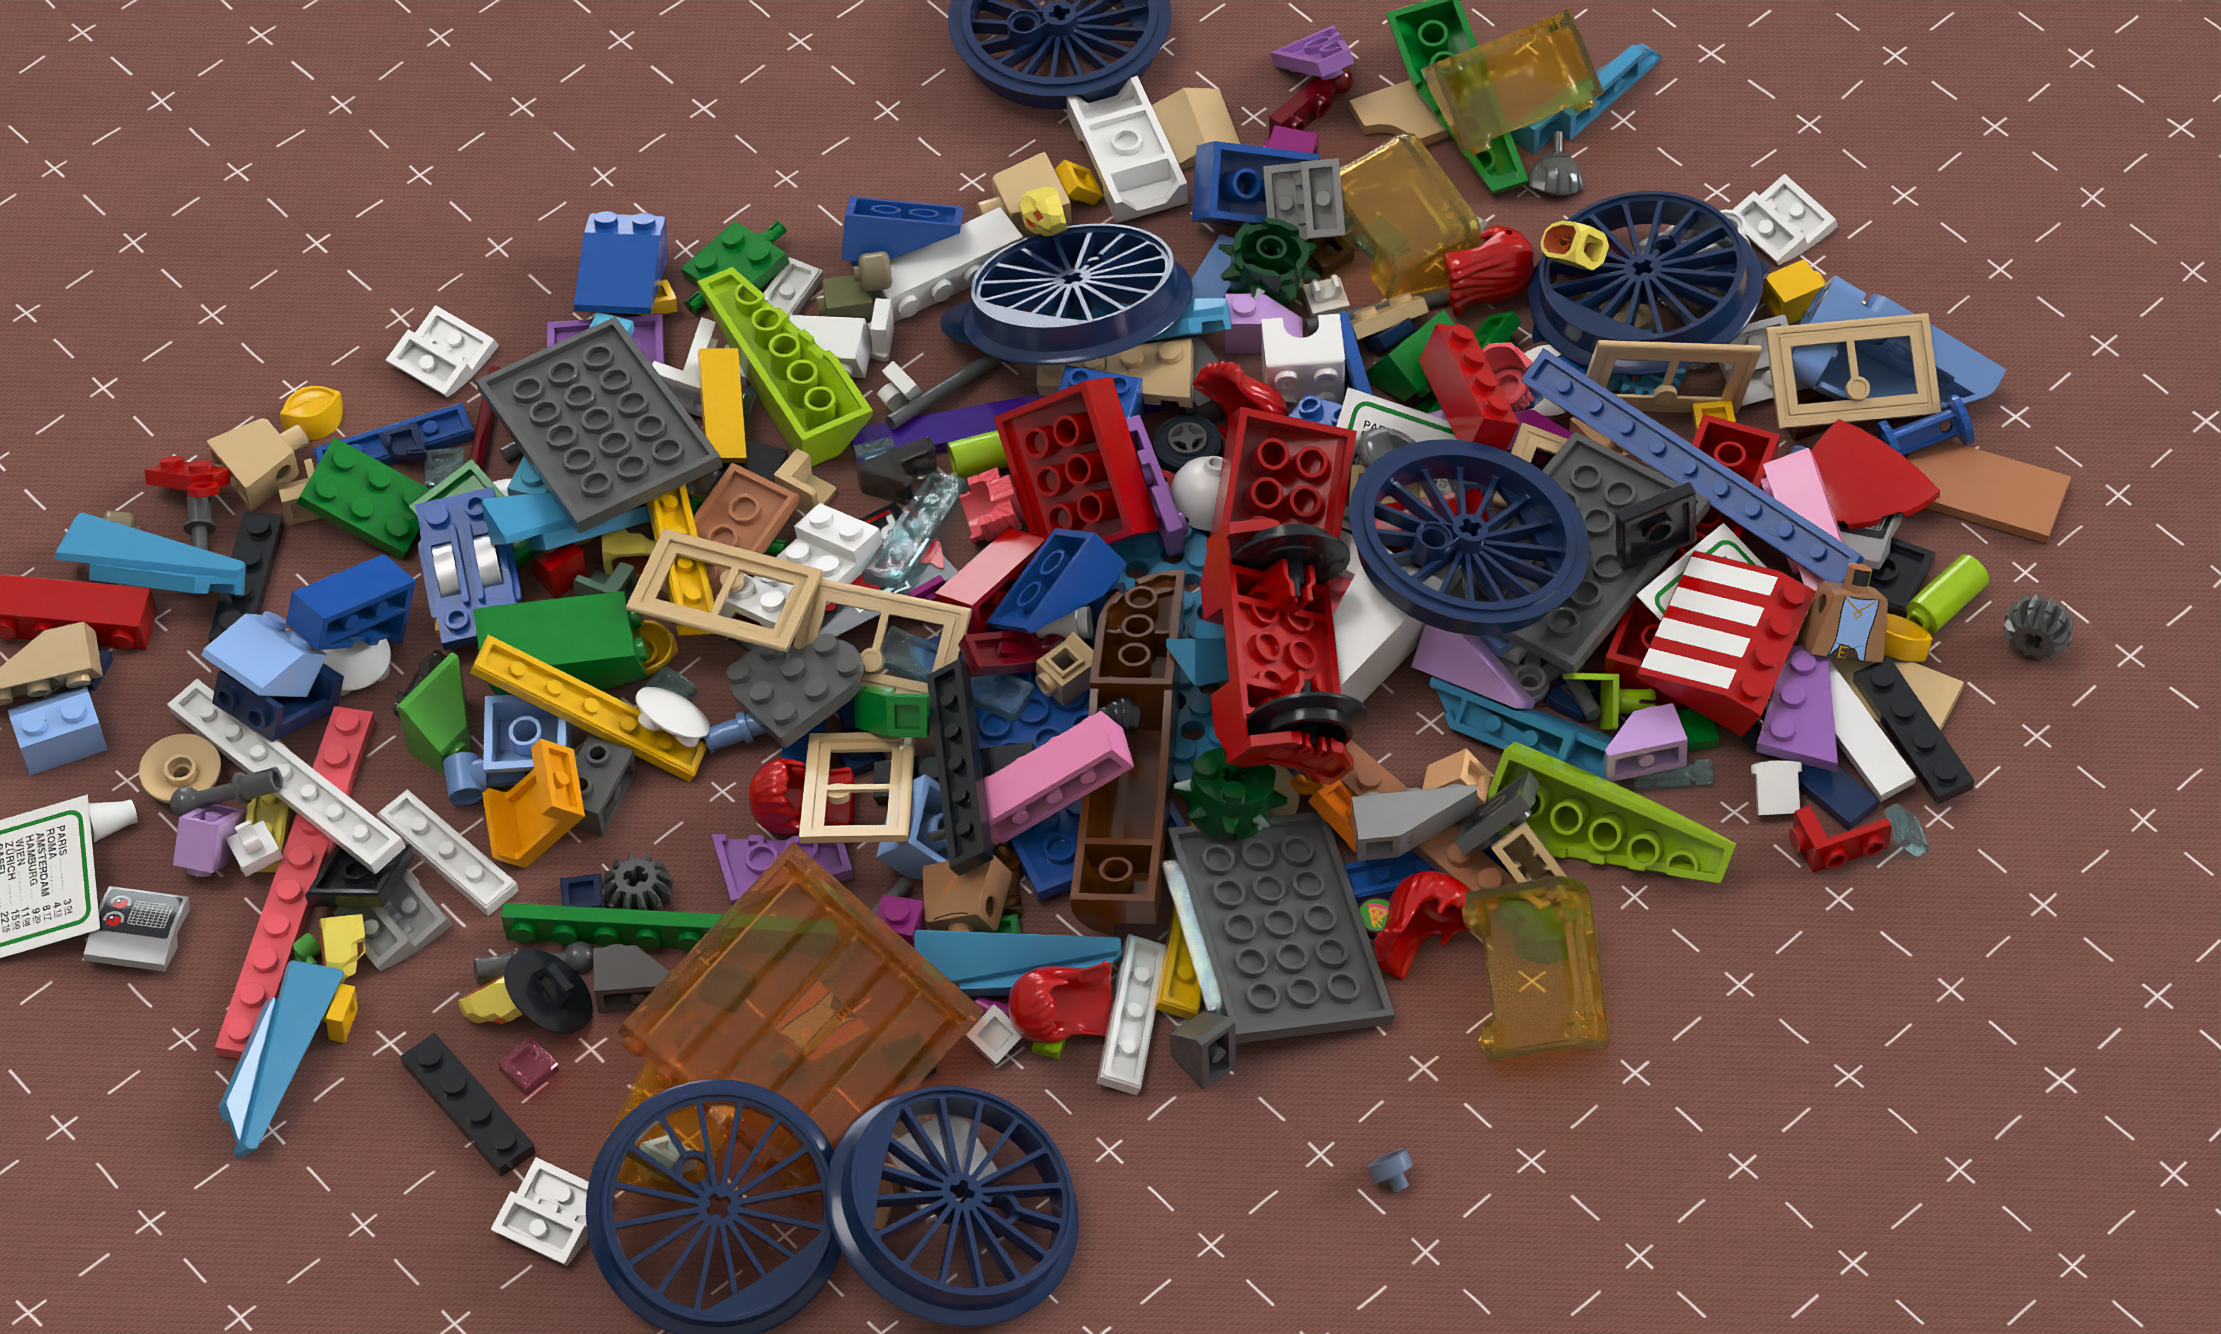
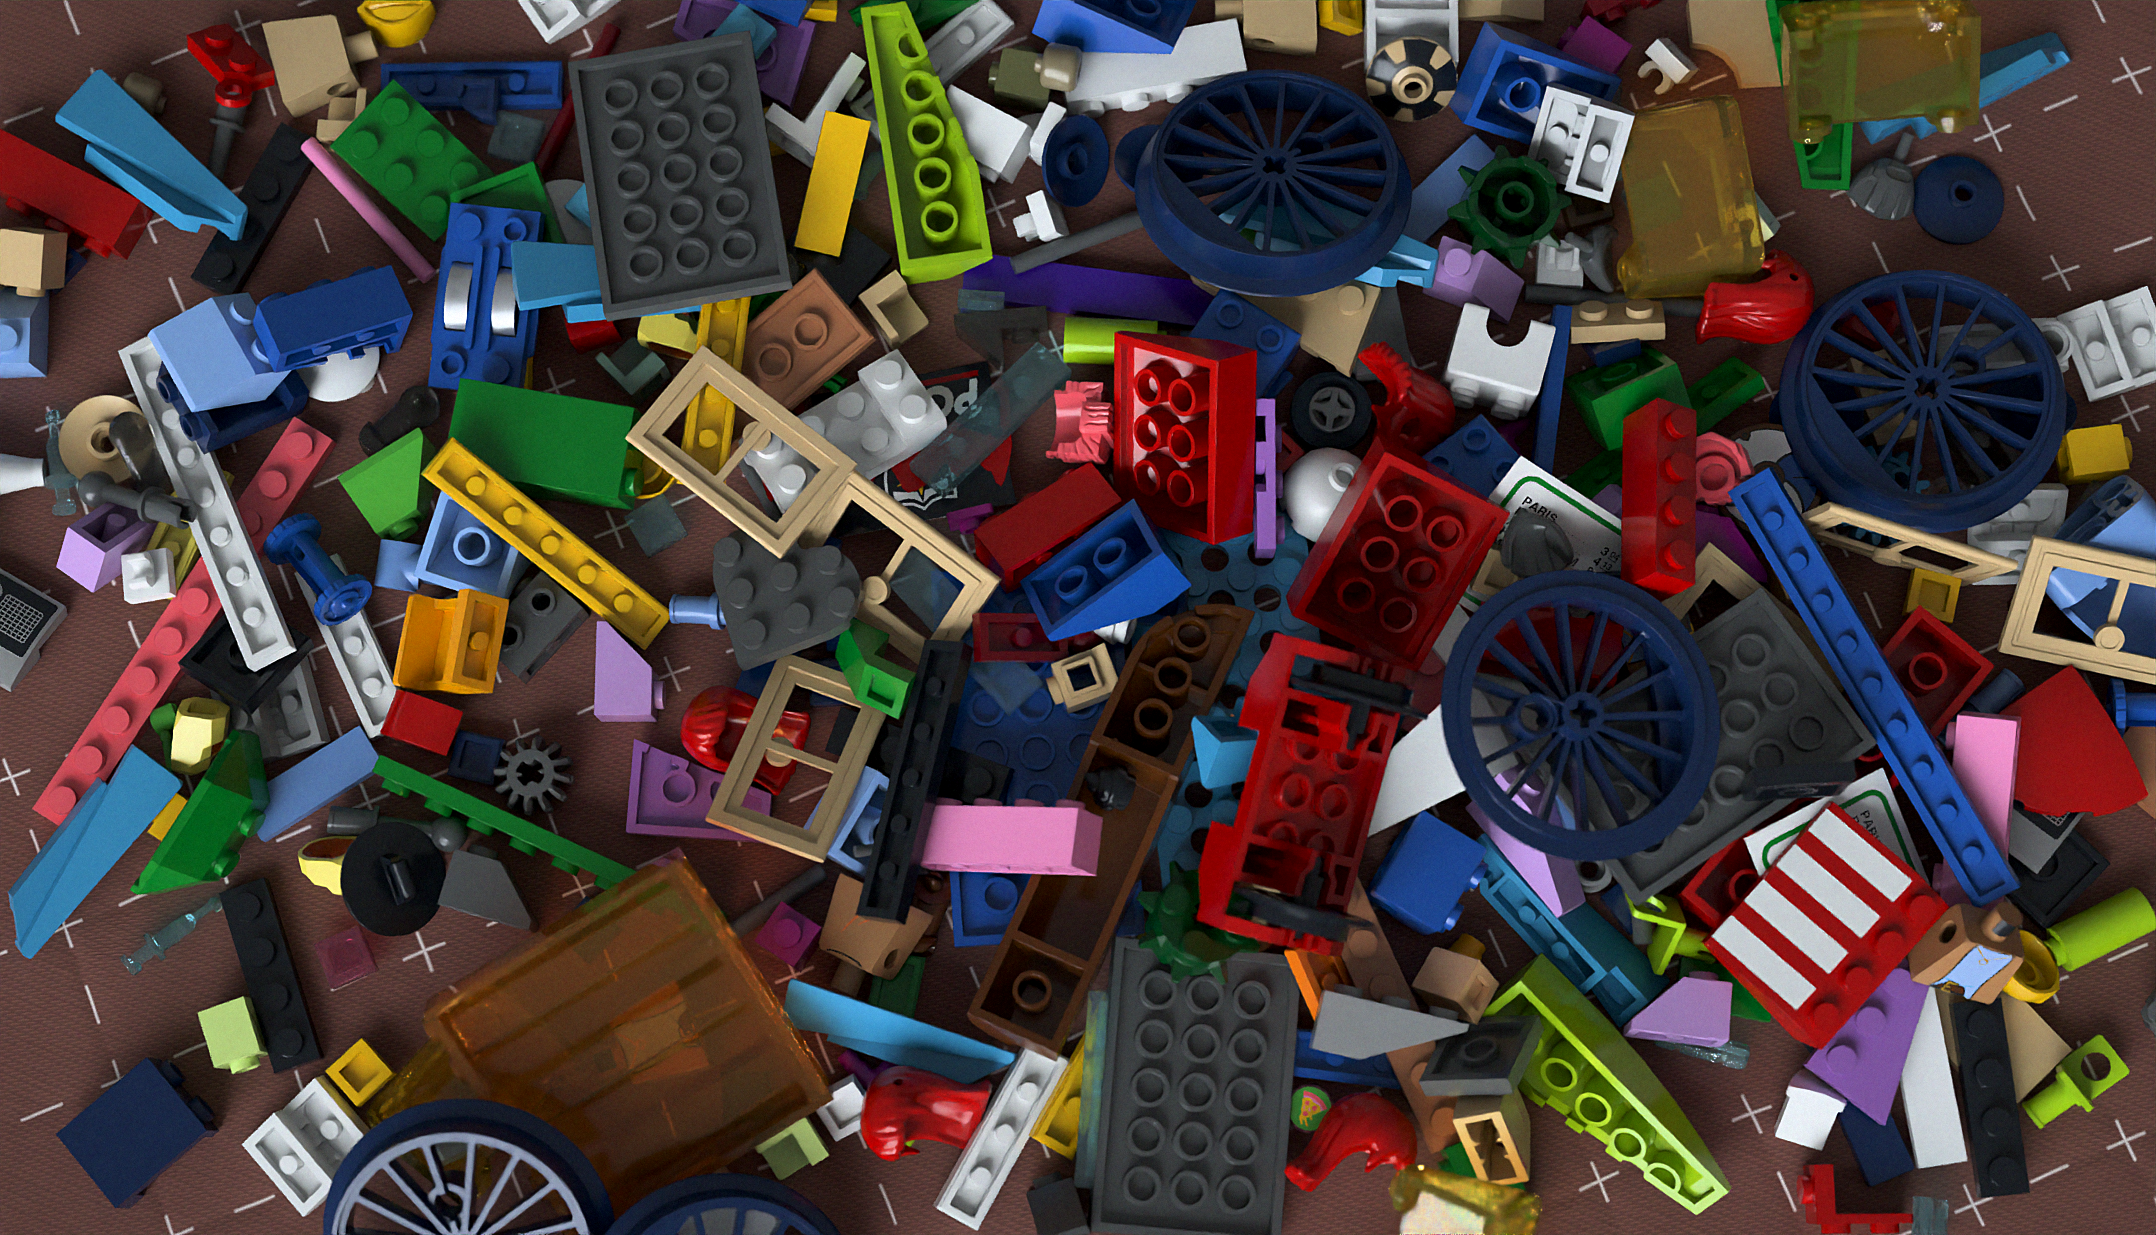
camera: 20 degrees right, 25 degrees up
(149, 810) = (60, 478): none -> clear light blue piece
(208, 750) = (137, 445): none -> clear smoke piece
(321, 537) = (368, 210): none -> bright pink bar
(360, 1110) = (167, 937): none -> clear light blue piece
(376, 1004) = (213, 821): none -> green wedge
(395, 1244) = (137, 1130): none -> dark blue panel
(424, 803) = (296, 543): none -> blue hose
(448, 958) = (318, 781): none -> medium blue tile
(454, 1148) = (233, 1035): none -> yellowish green brick
(528, 876) = (421, 722): none -> red brick
(573, 1143) = (361, 1072): none -> yellow plate
(672, 714) = (640, 574): white dish -> none
(687, 798) = (624, 682): none -> lavender slope
(911, 338) = (1075, 160): none -> dark blue dish
(964, 1067) = (794, 1148): none -> yellowish green panel
(1043, 211) = (1278, 49): light yellow rock -> none
(1146, 190) = (1409, 61): none -> dish
(1349, 275) = (1596, 254): none -> dark grey piece
(1350, 141) = (1671, 62): none -> white tile
(1402, 713) = (1427, 875): none -> blue piece
(1575, 244) = (1859, 336): light yellow rock -> none
(1616, 168) = (1946, 216): none -> dark blue dish
(1976, 703) = (2072, 1085): none -> lime bracket

